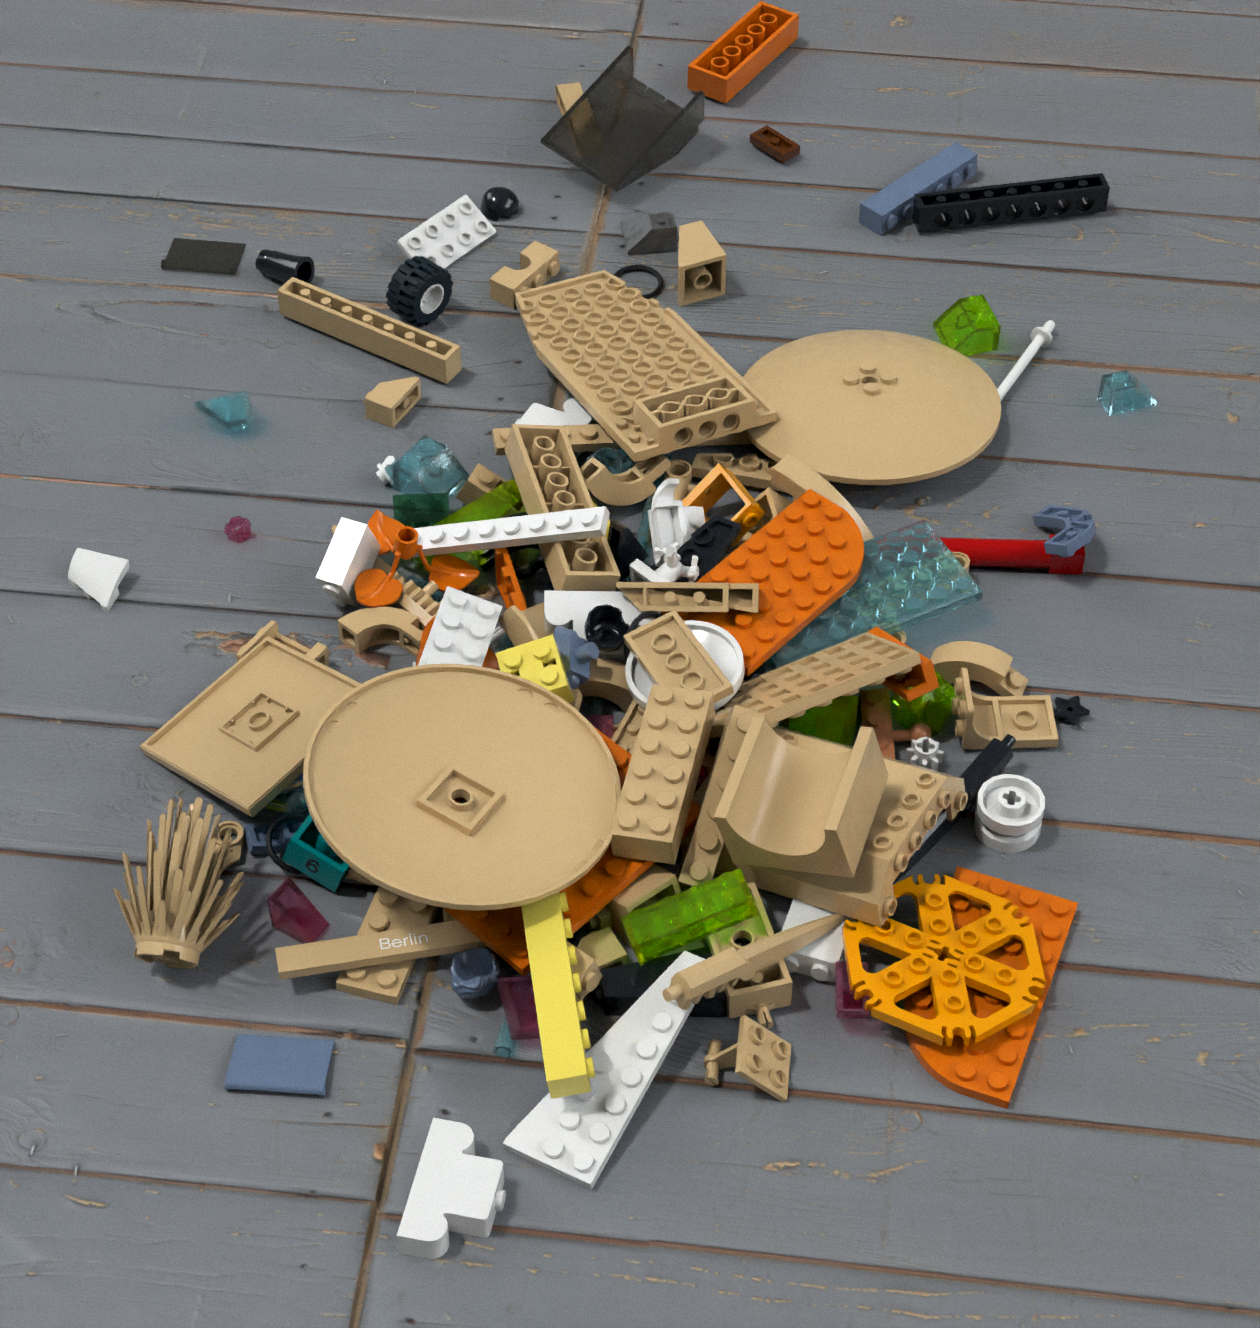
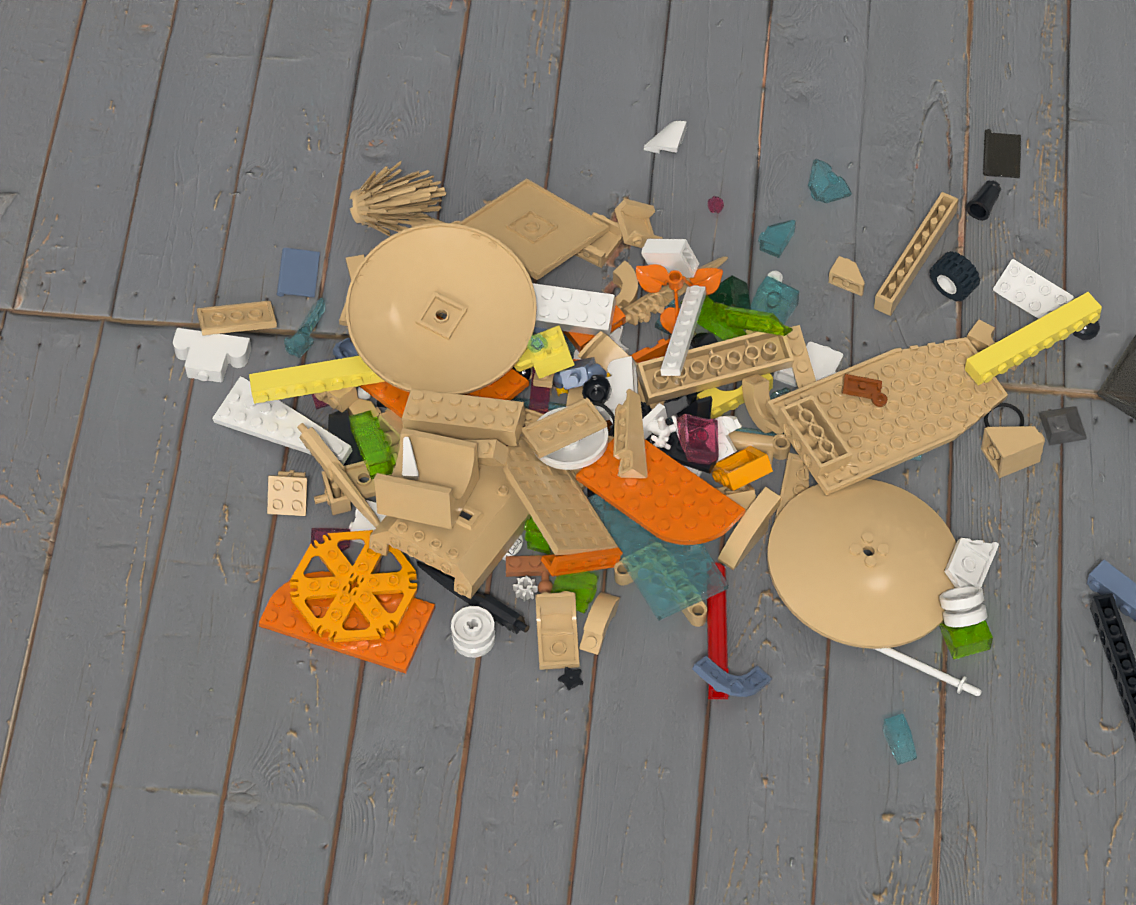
camera: 90 degrees right, 10 degrees up
(274, 609) = (635, 222): none -> tan panel
(316, 466) = (777, 237): none -> clear light blue slope
(380, 1146) = (236, 318): none -> tan tile
(384, 1038) = (312, 317): none -> clear light blue slope
(438, 1058) = (298, 344): none -> clear light blue bracket
(496, 459) = (750, 320): none -> clear neon green wedge
(535, 227) = (1033, 338): none -> light yellow brick
(535, 672) = (536, 343): none -> clear light blue piece
(613, 365) = (864, 388): none -> dark orange hinge
(696, 522) = (698, 438): none -> clear pink slope
(775, 811) = (409, 467): none -> white slope
(870, 316) = (970, 562): none -> white wing
(940, 313) = (963, 606): none -> white wheel

